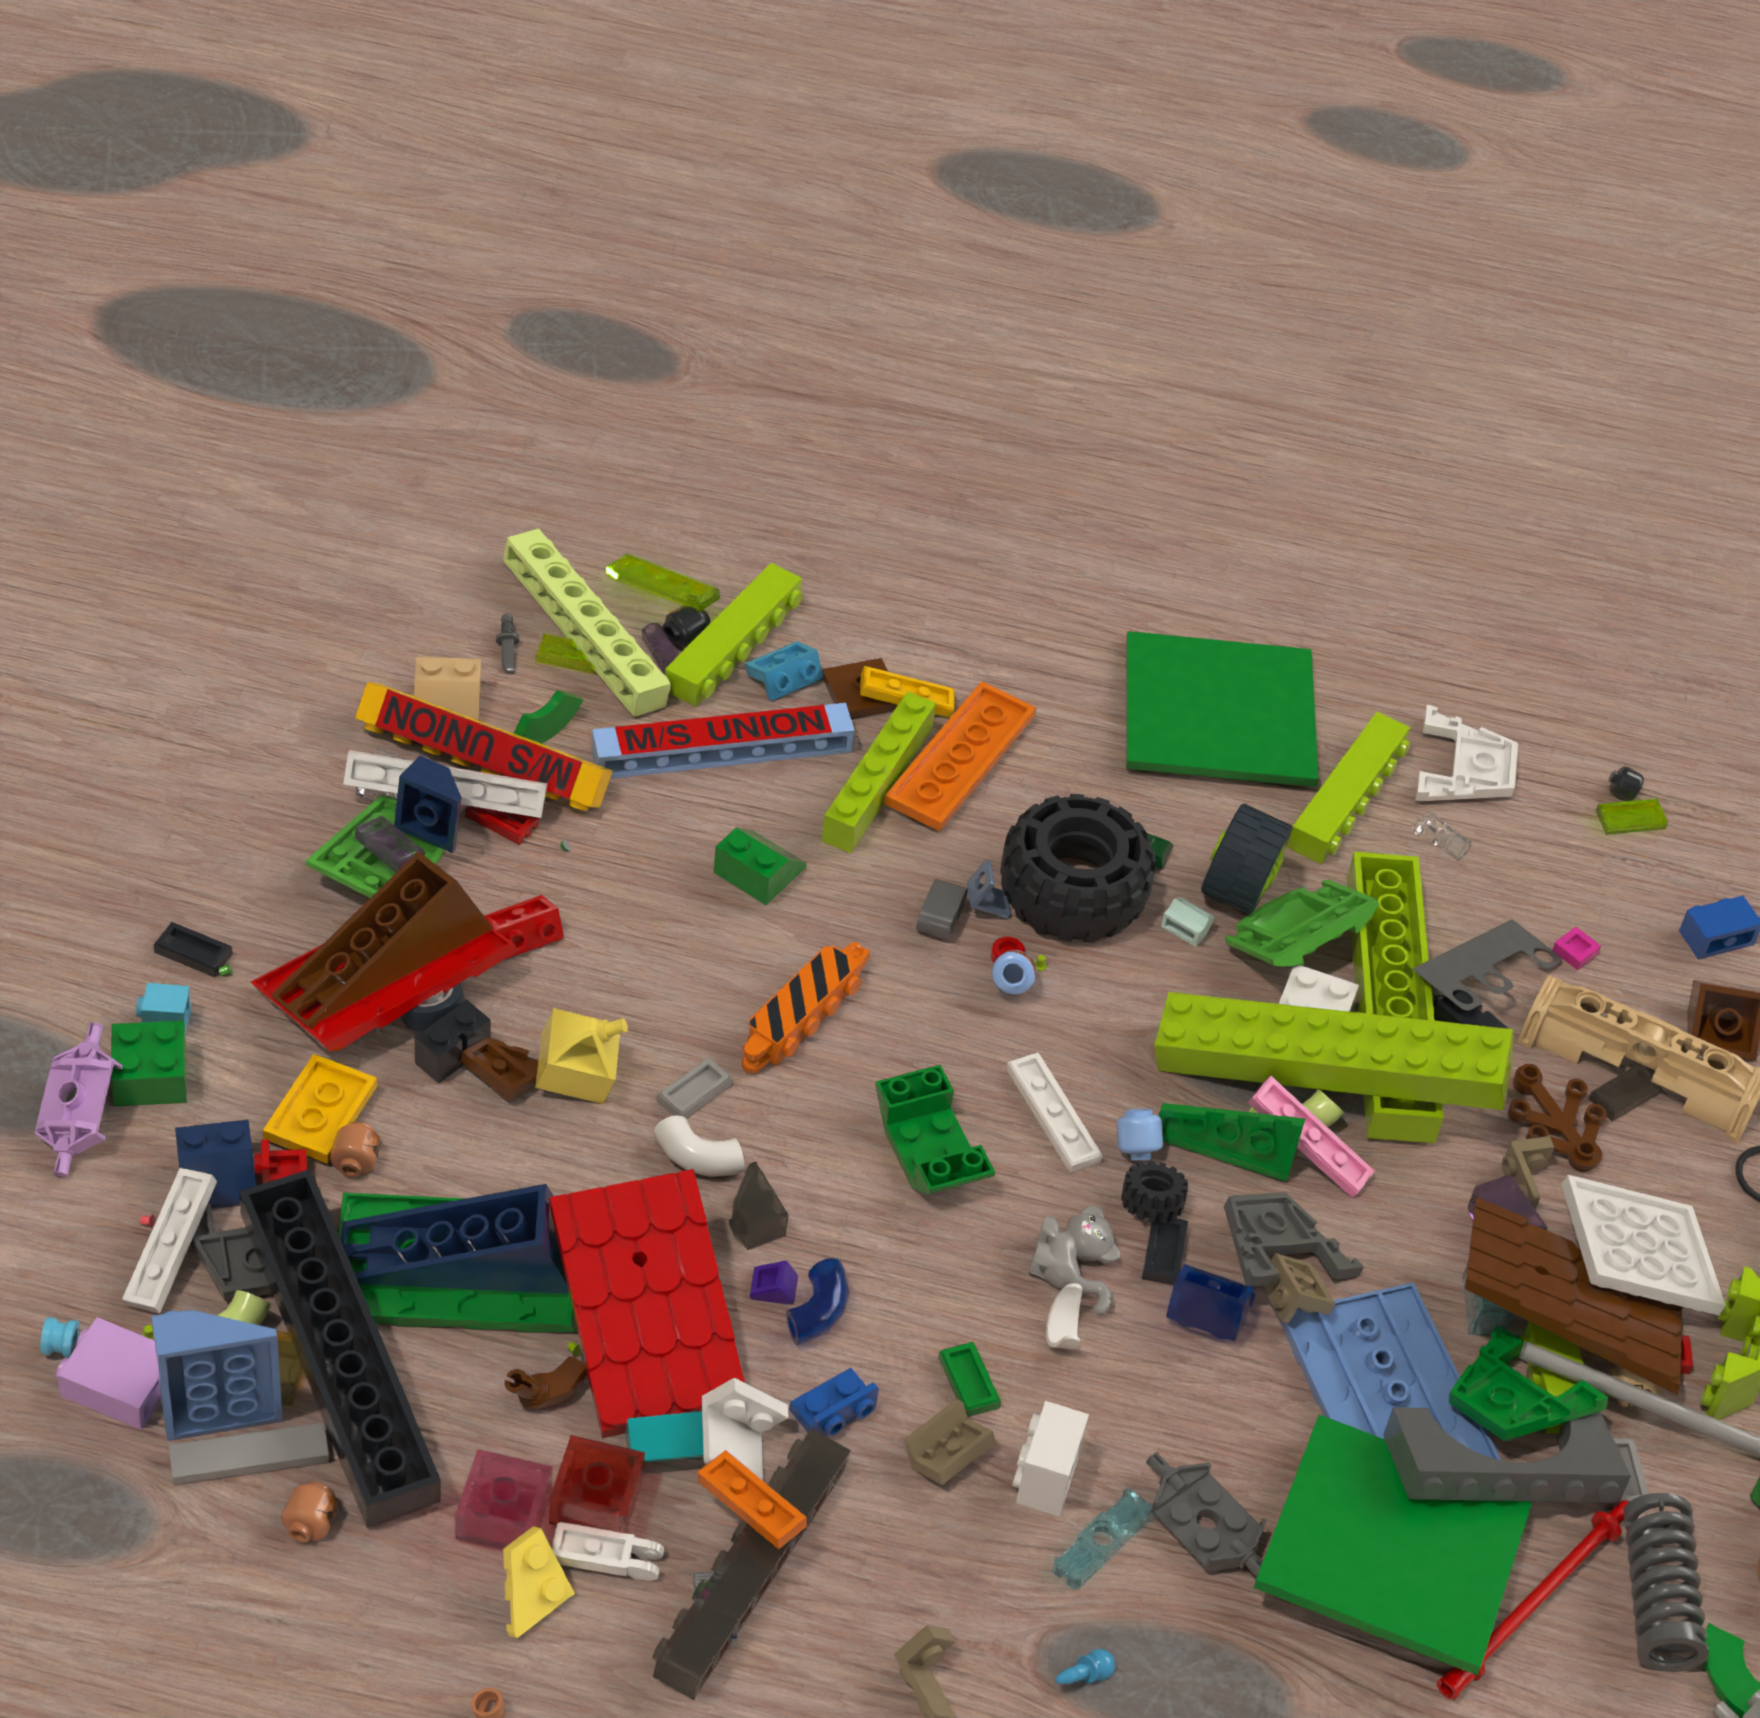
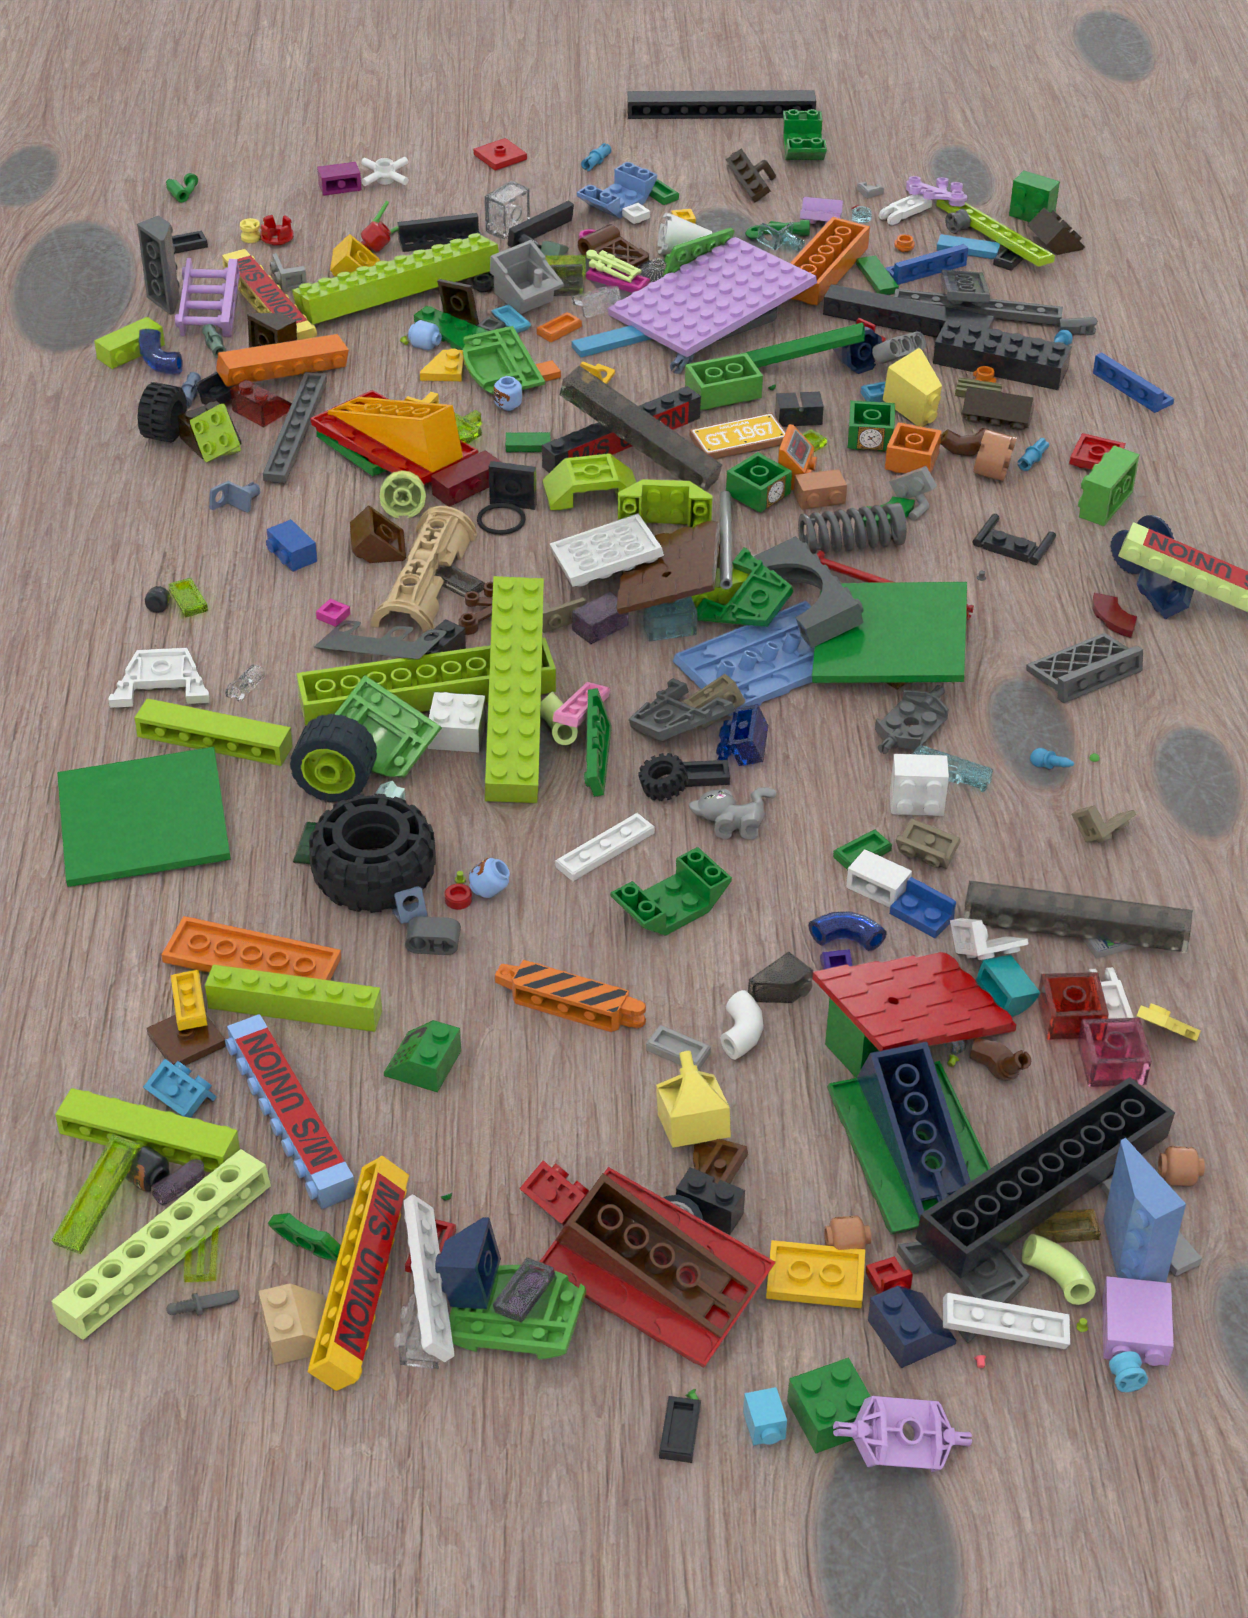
camera: 100 degrees left, 5 degrees down
(752, 1499) = (1048, 908): orange plate -> none
(902, 1367) = (877, 878): none -> white brick
(1063, 1318) = (800, 813): white helmet -> none
(1139, 1133) = (615, 790): light blue head -> none

